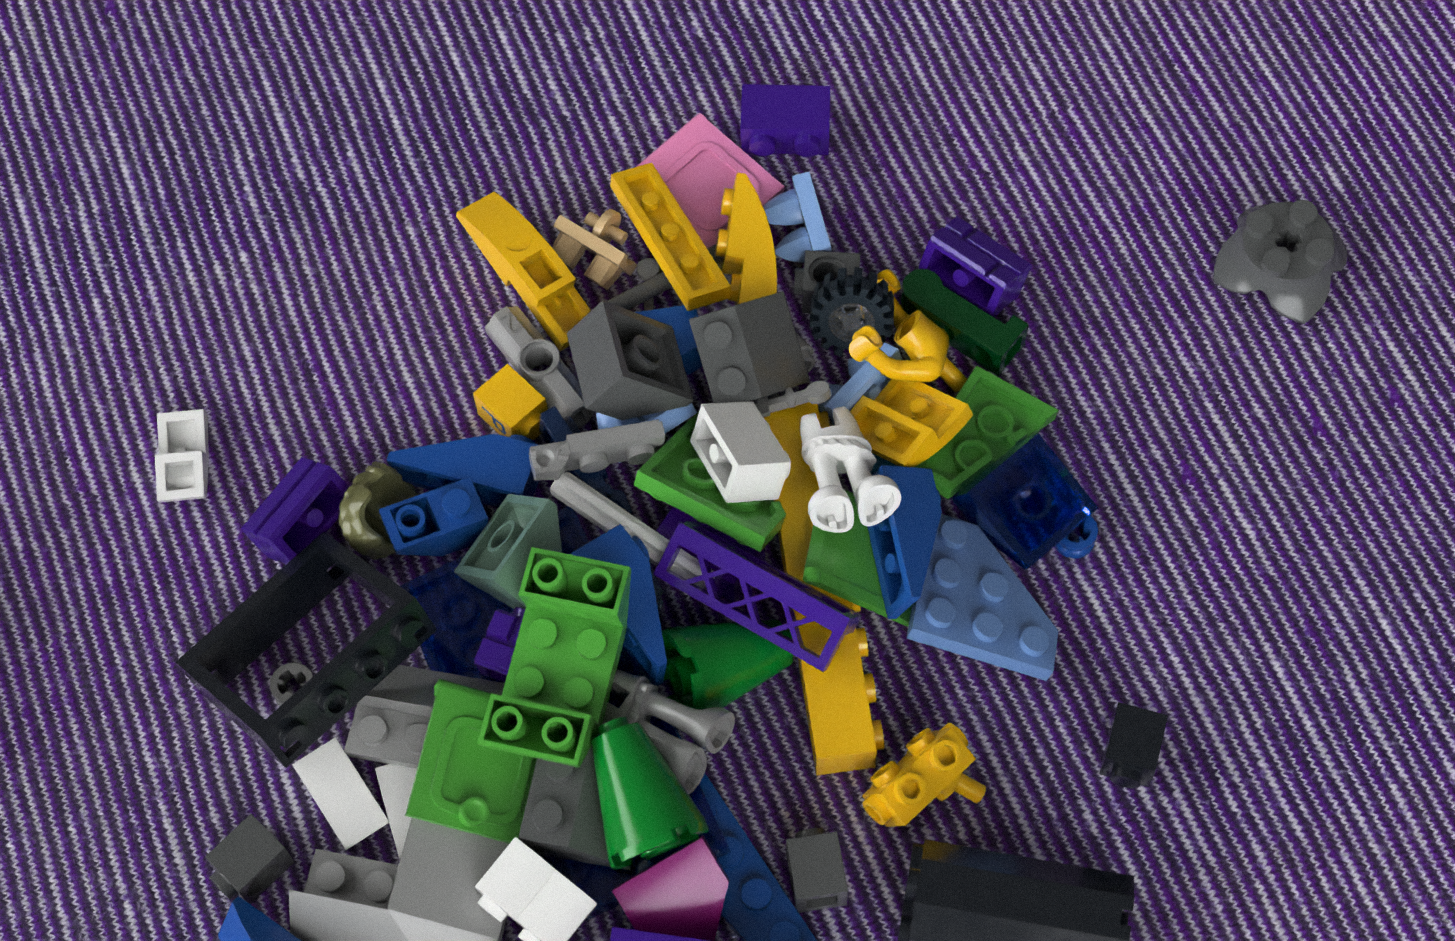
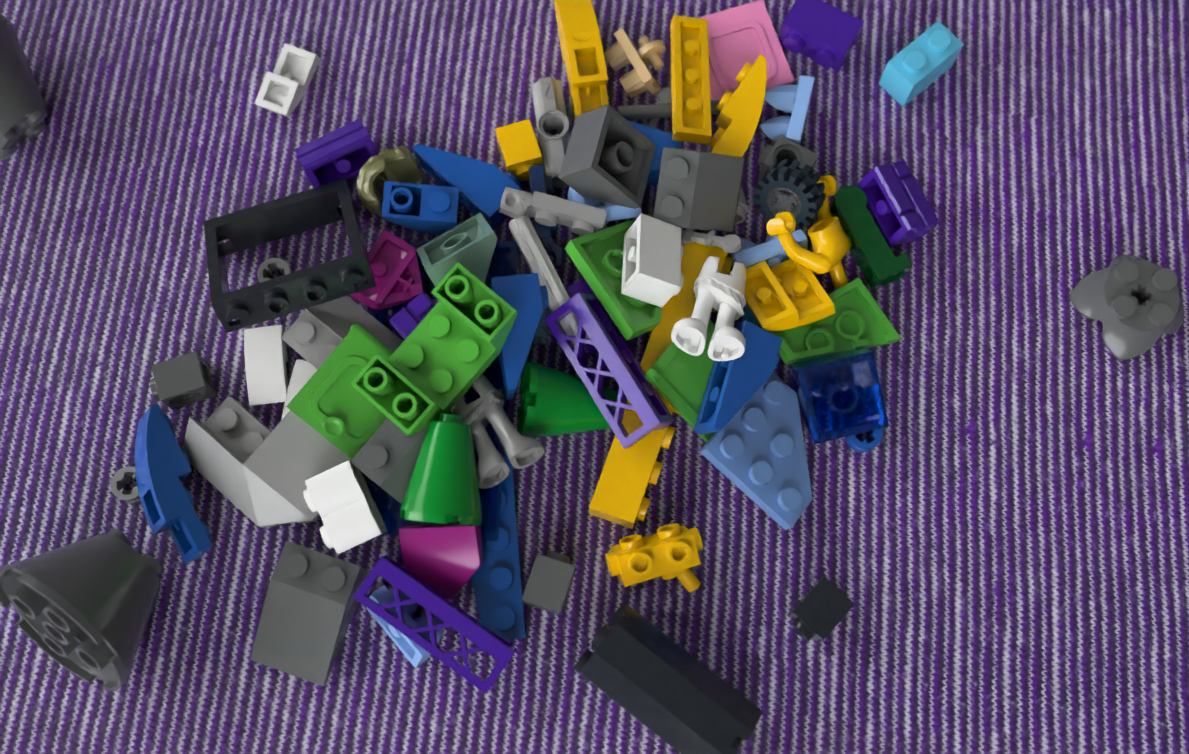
camera: 25 degrees right, 10 degrees up
(452, 609) = (394, 271): none -> magenta slope
(916, 105) = (920, 63): none -> medium azure brick

